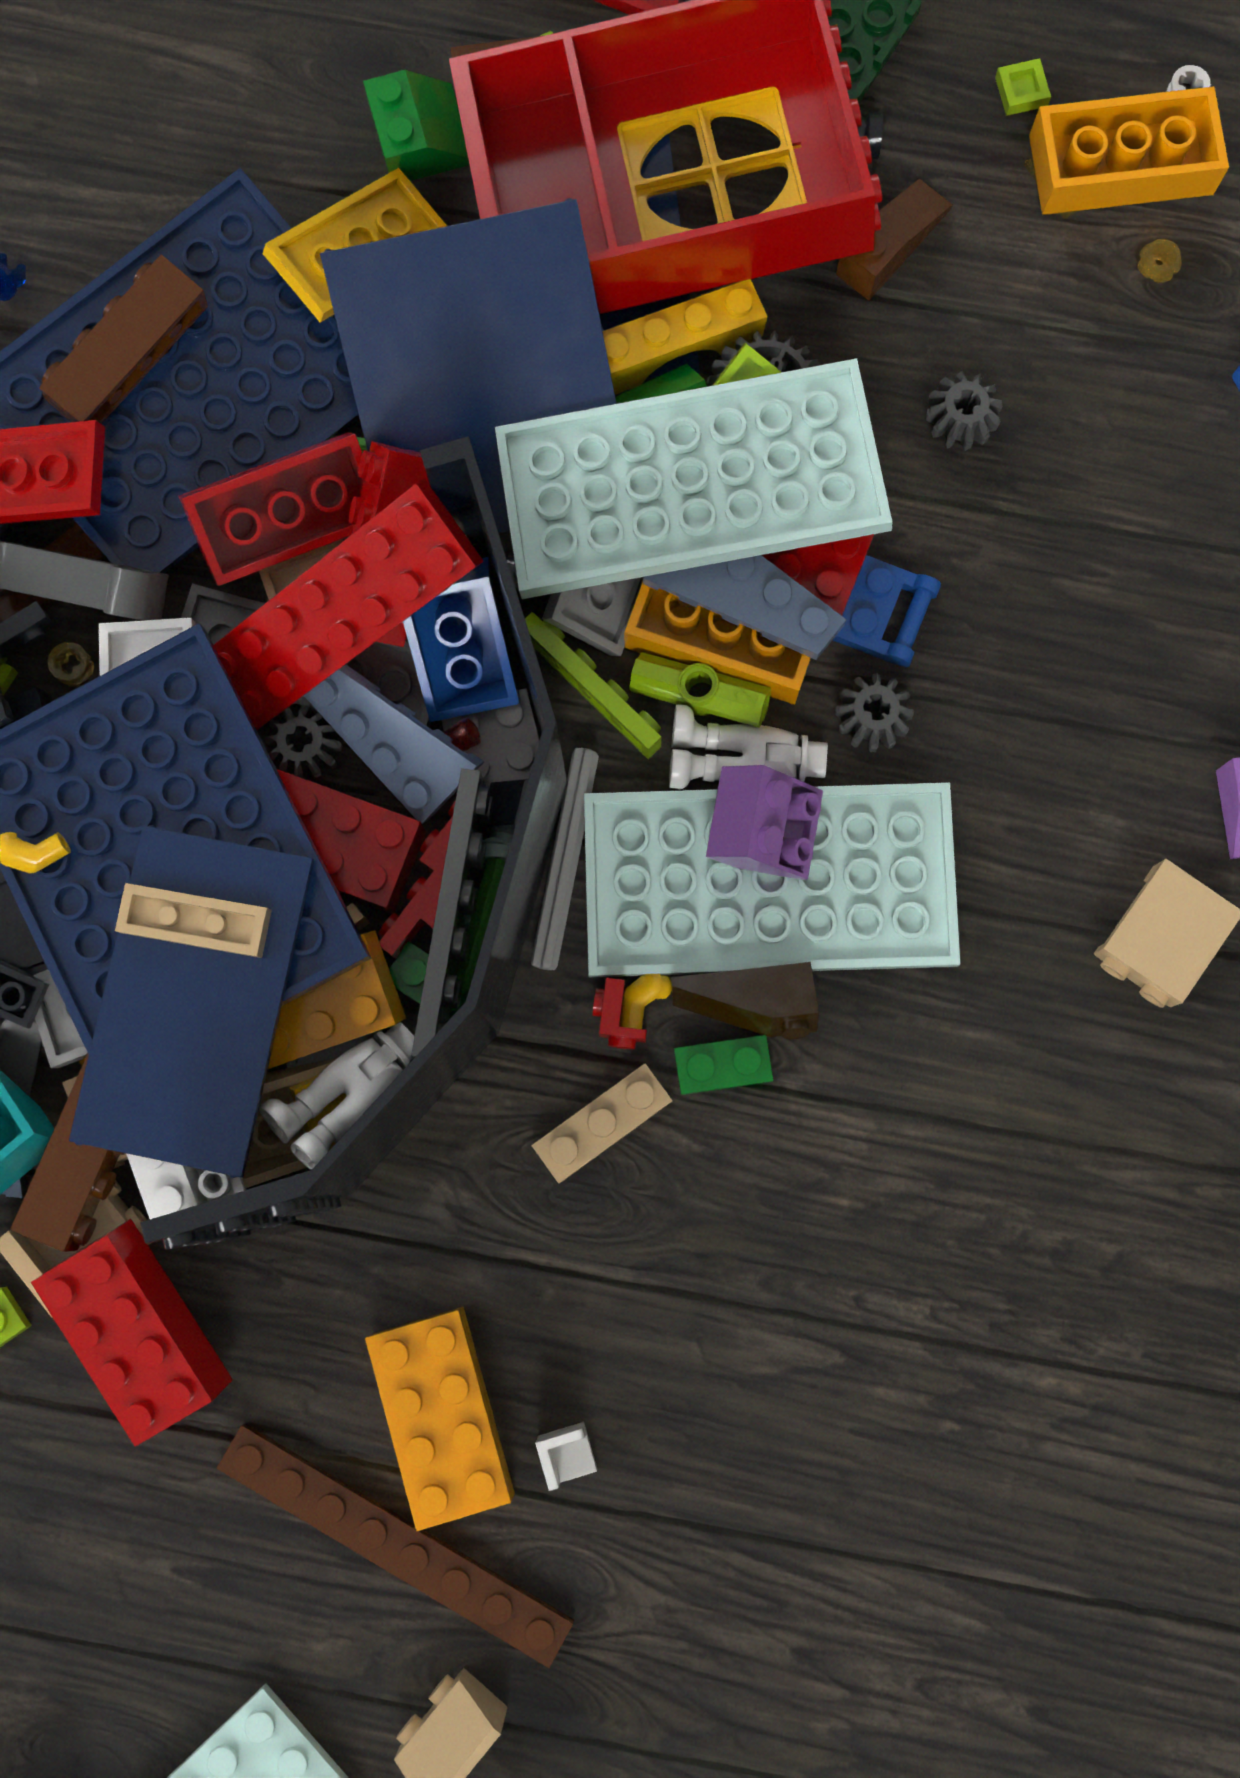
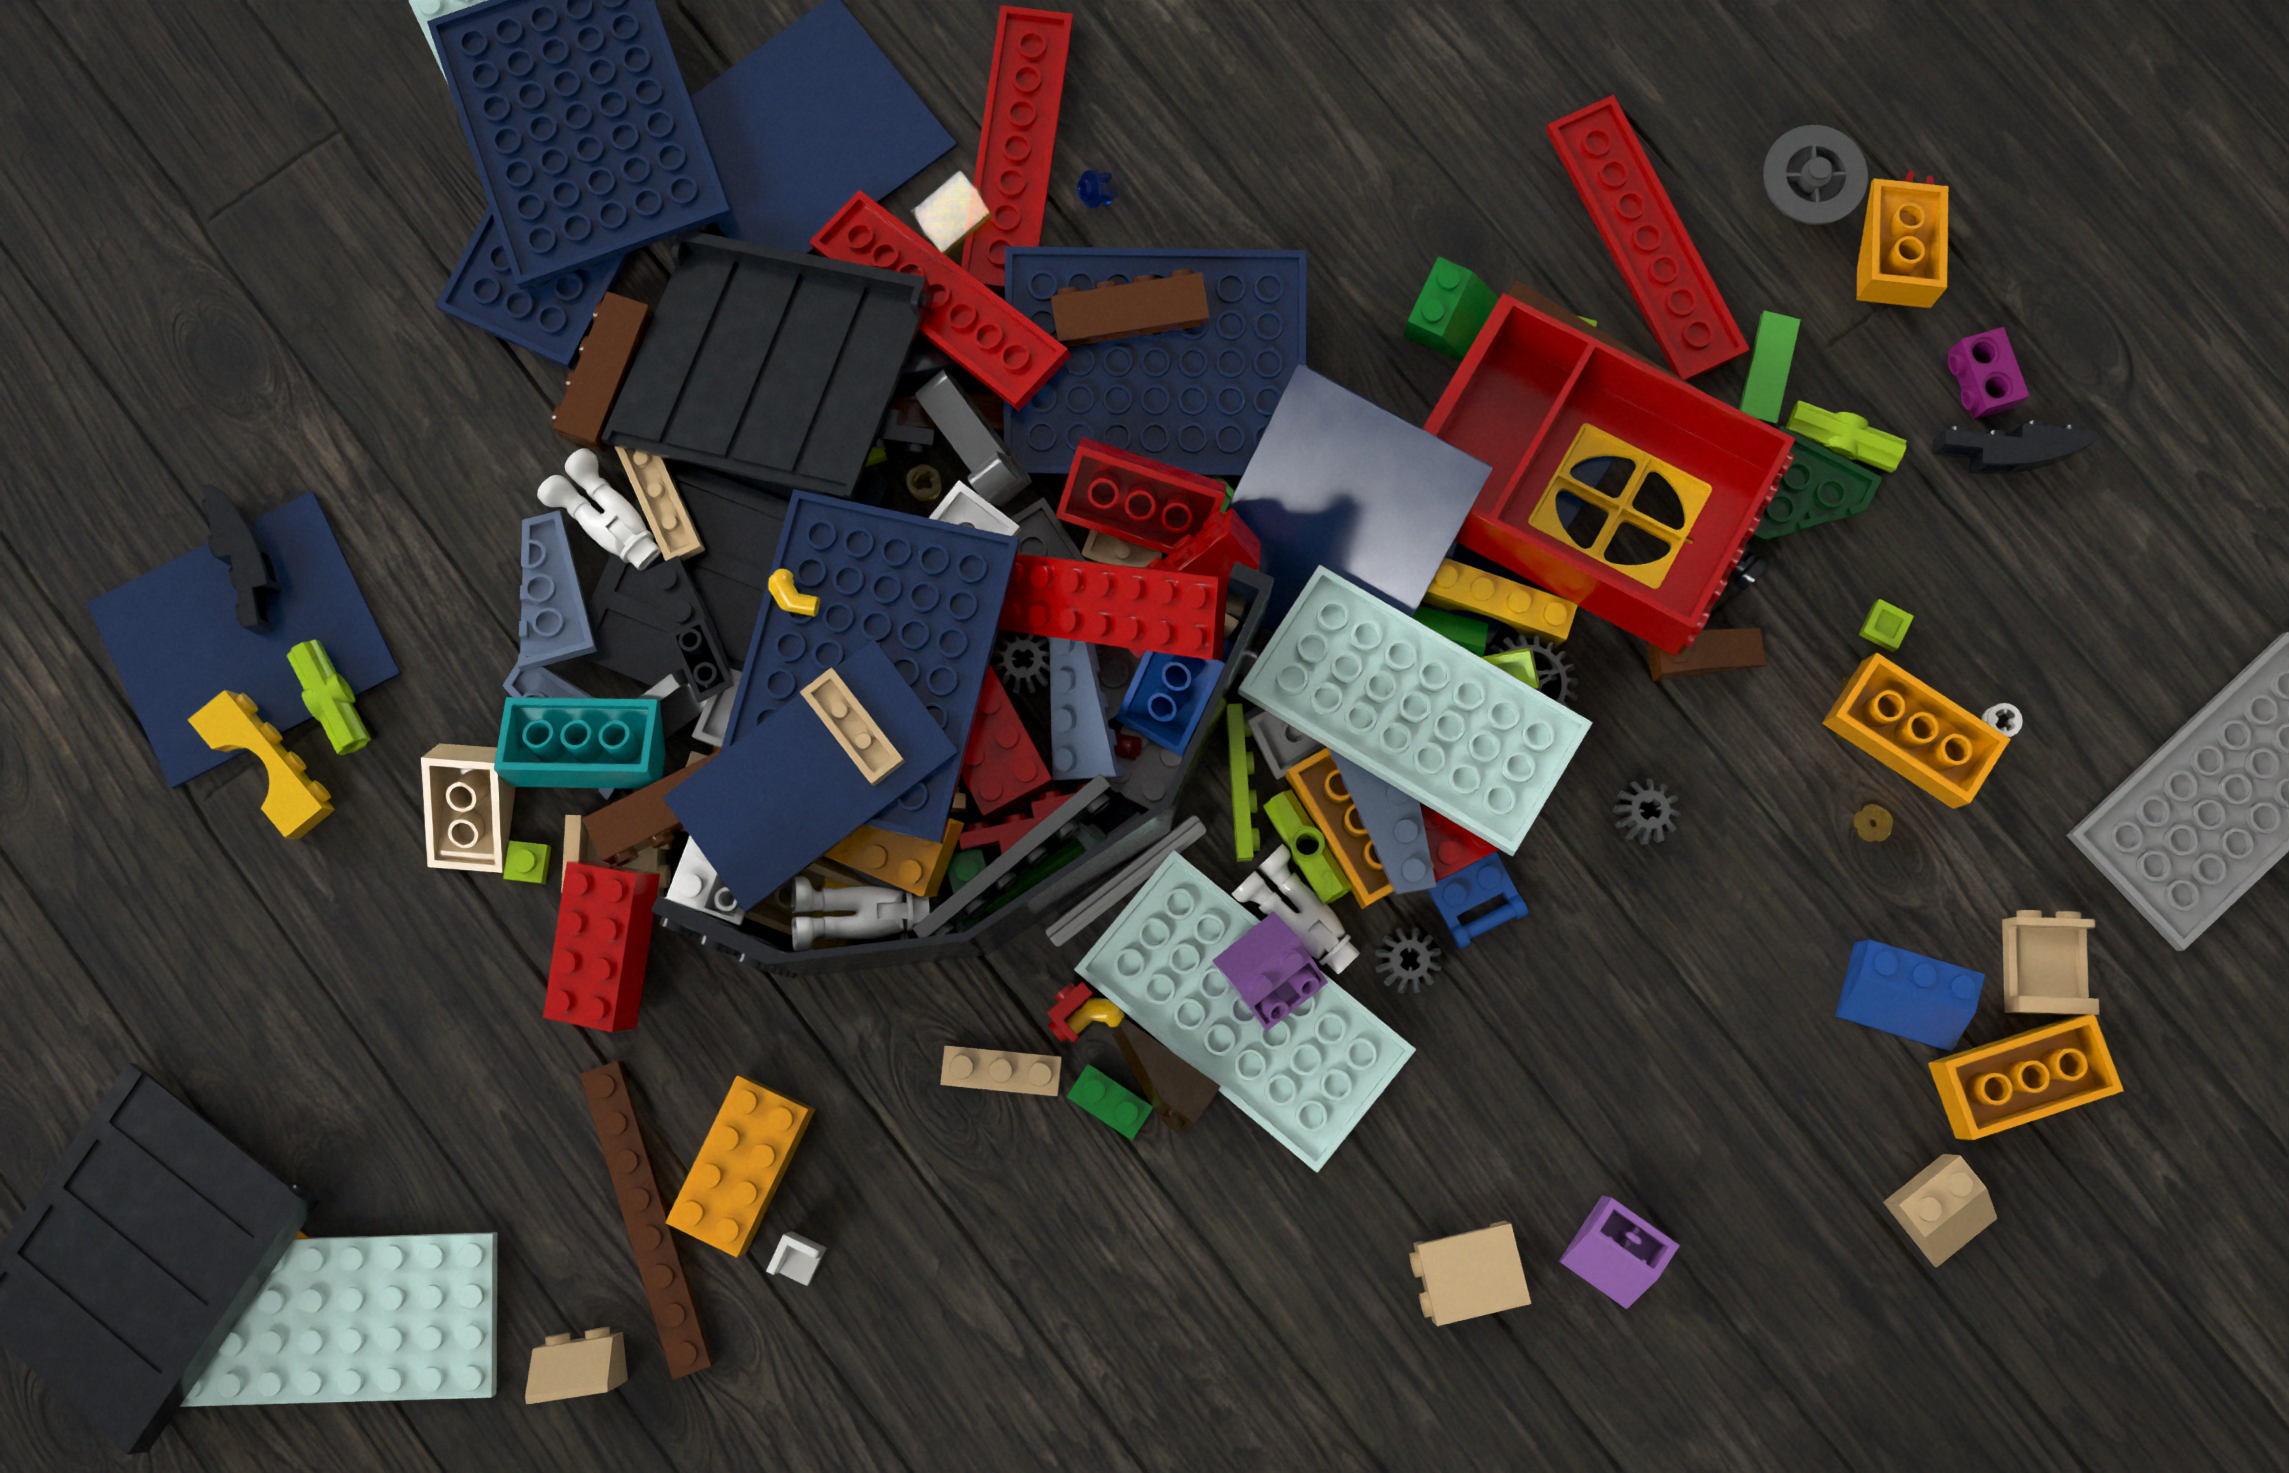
camera: 40 degrees right, 0 degrees up
(374, 213) = (1360, 358): yellow plate -> none

